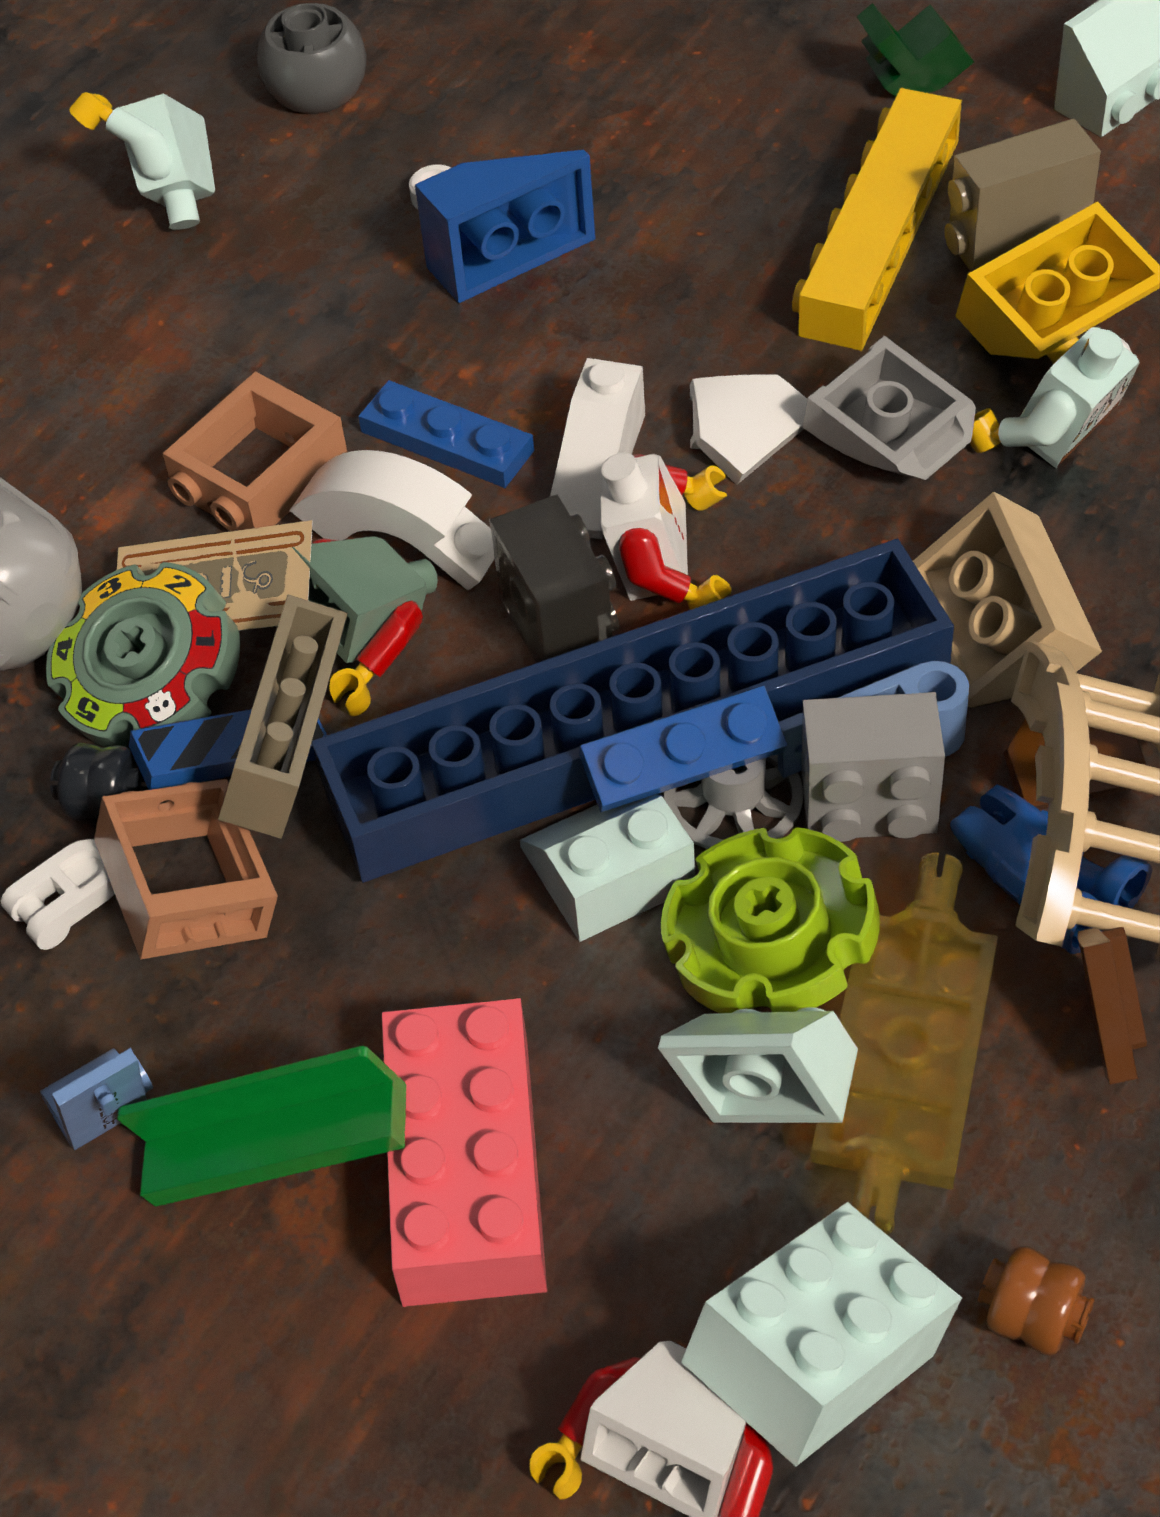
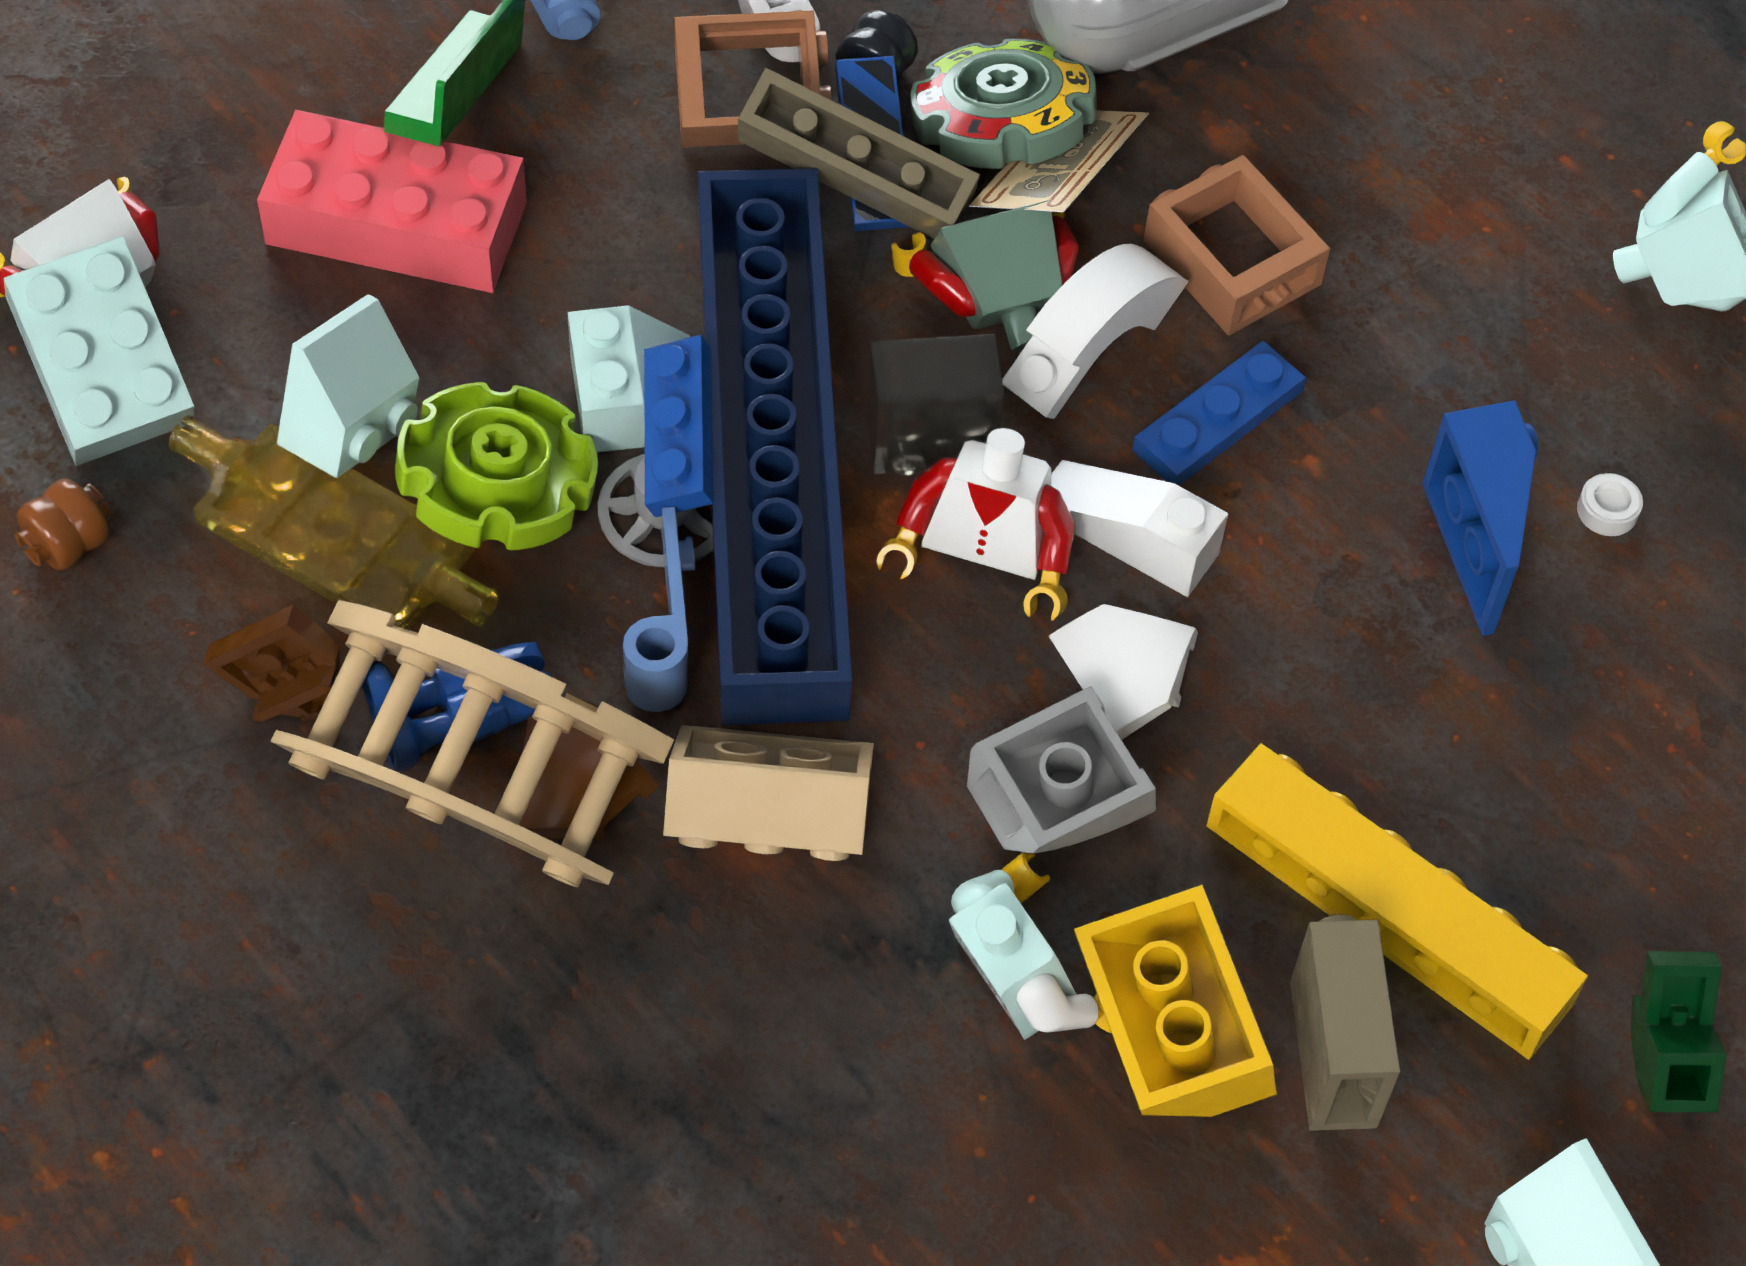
camera: 100 degrees right, 5 degrees up
(872, 765) = (602, 575): light grey brick -> none

